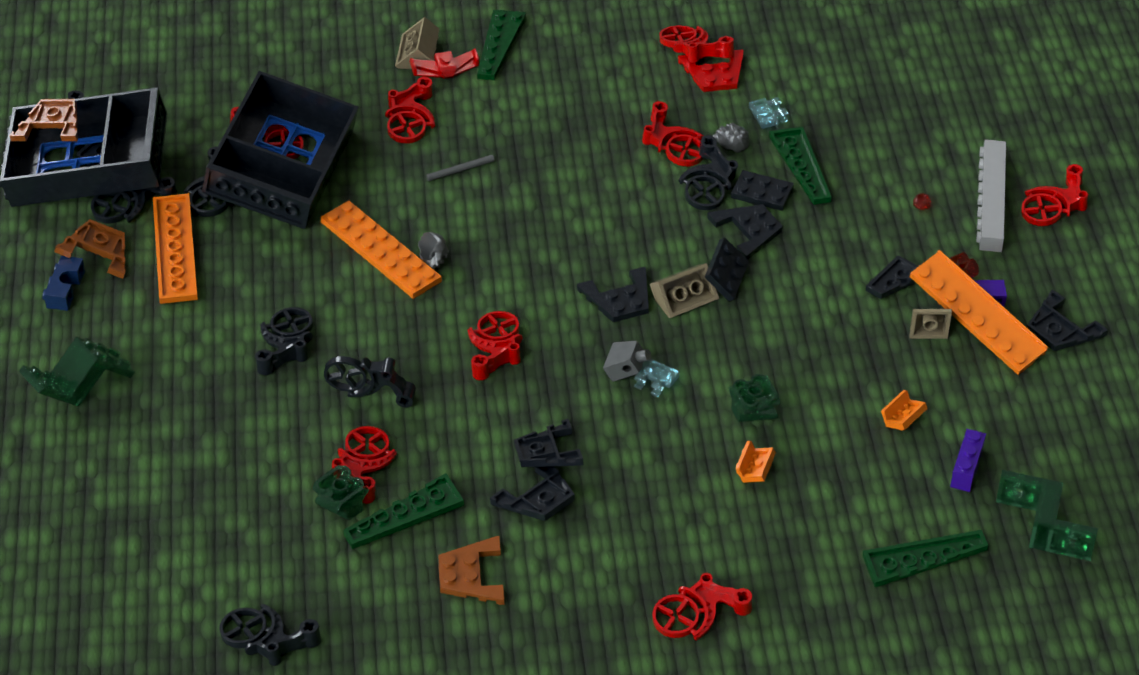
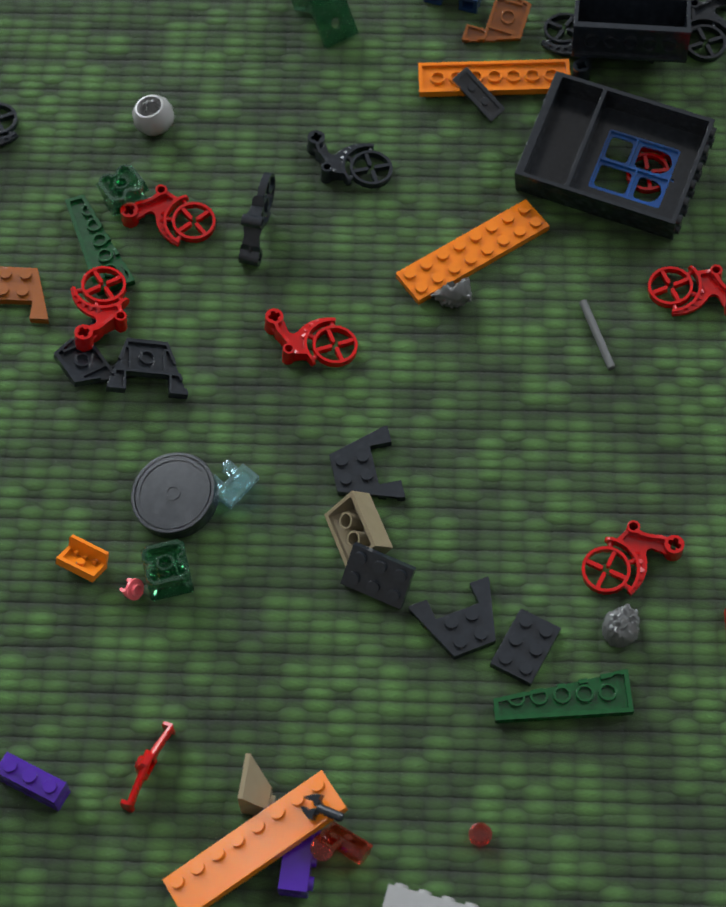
camera: 100 degrees right, 15 degrees up
(202, 250) = (478, 94): none -> black plate
(237, 478) = (153, 115): none -> light grey piece
(495, 477) = (106, 312): none -> red piece
(625, 359) = (254, 452): dark grey torso -> none
(679, 406) = (175, 495): none -> black brick
(717, 173) = (559, 598): black piece -> none
(768, 112) = (667, 672): clear light blue plate -> none
(774, 424) = (134, 589): none -> coral plate
(892, 278) = (347, 771): black wing -> none
(902, 411) = (122, 728): orange bracket -> none
(931, 388) = (145, 765): none -> red plate
(944, 263) = (321, 809): none -> black bar

